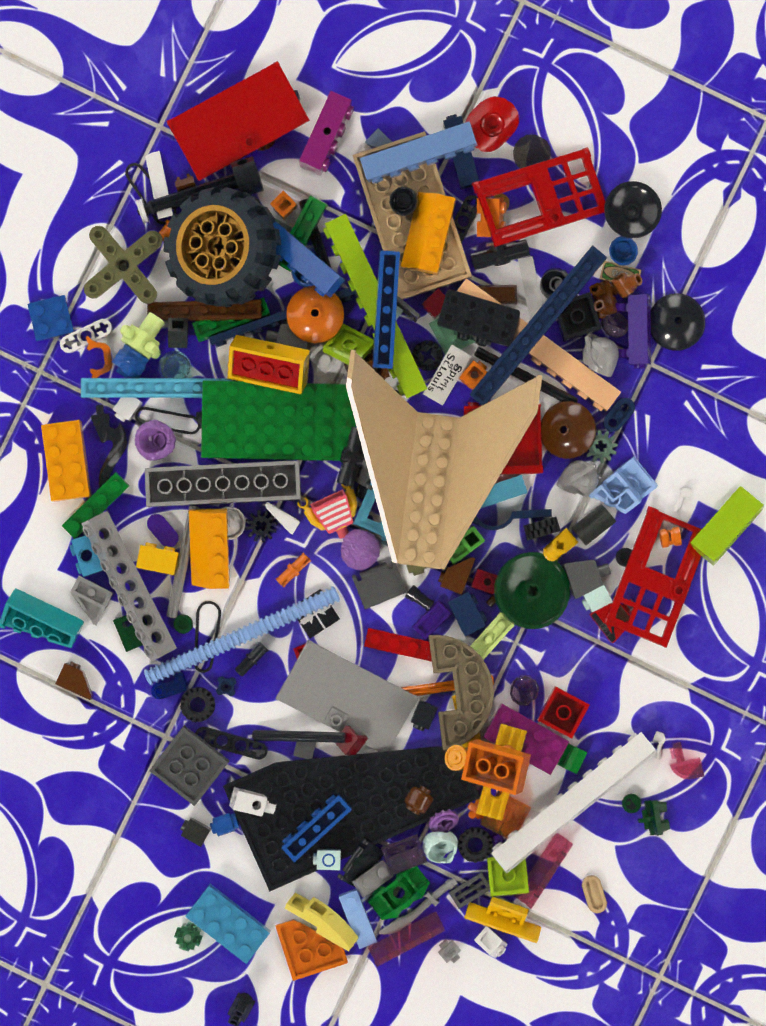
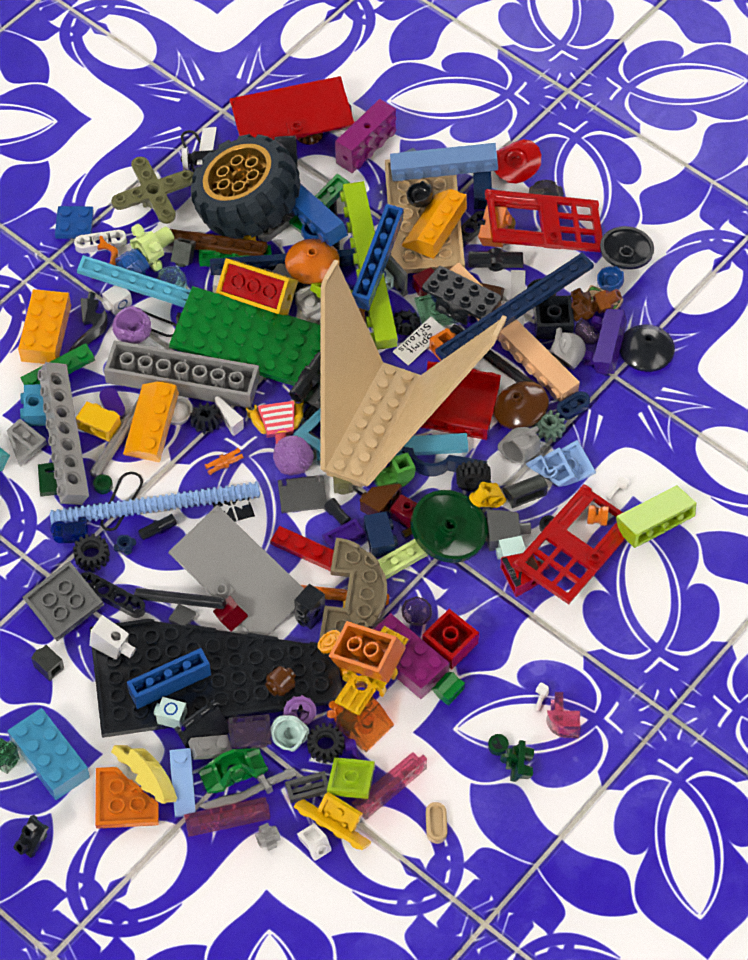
camera: 15 degrees right, 30 degrees down
(224, 824) = (78, 663): blue brick -> none
(283, 205) = (312, 179): orange brick -> none
(573, 802) = (437, 723): white brick -> none

